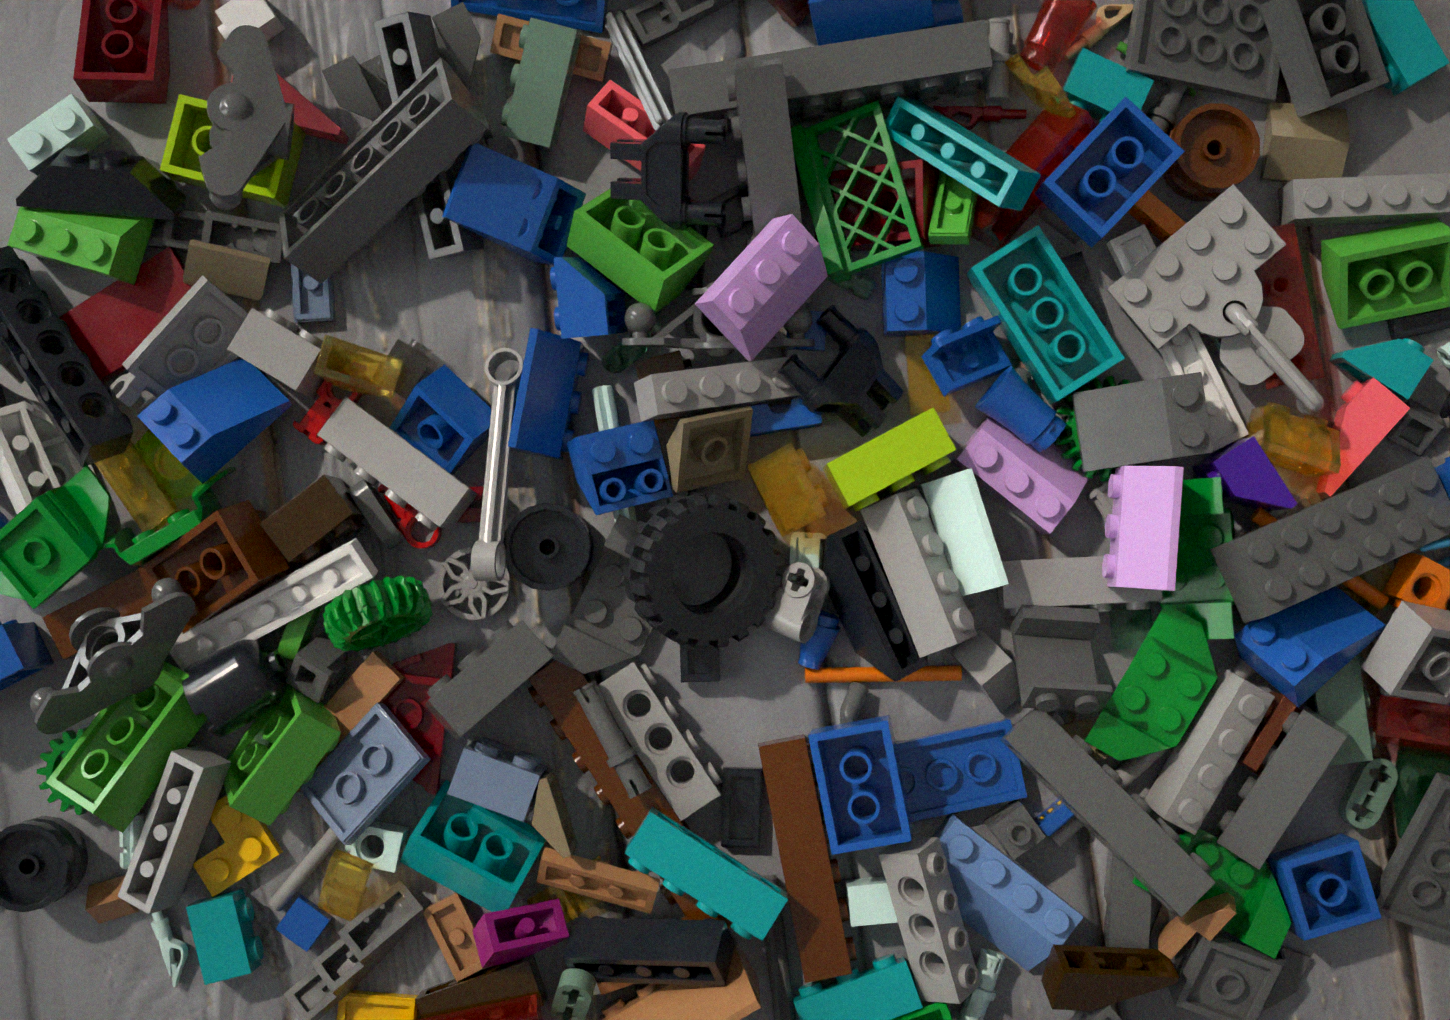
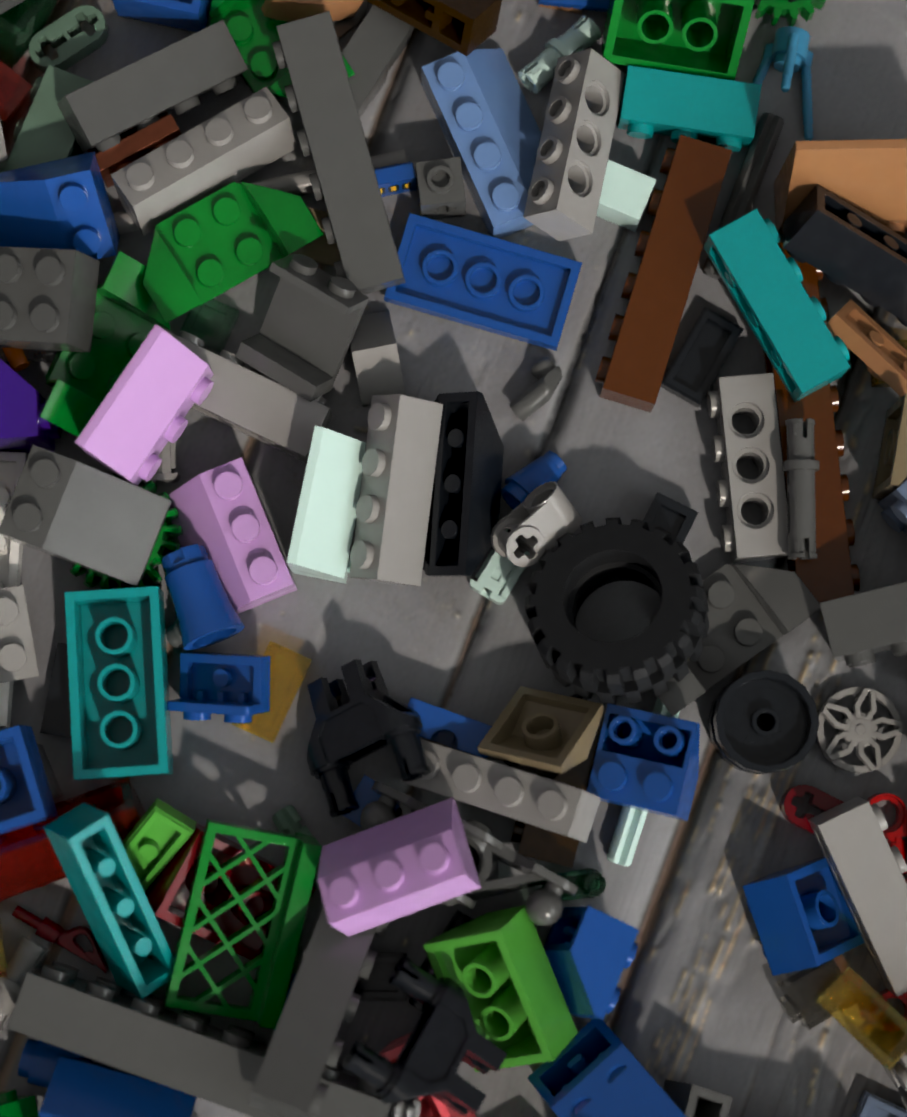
camera: 155 degrees left, 5 degrees down
(489, 553) = (830, 746): light grey piece -> none
(548, 395) = (682, 881): blue slope -> none
(788, 490) = (485, 646): clear yellow slope -> none
(861, 785) = (572, 310): blue brick -> none
(872, 674) = (502, 419): orange bar -> none
(890, 460) = (362, 619): lime brick -> none
(920, 294) = (232, 775): blue slope -> none

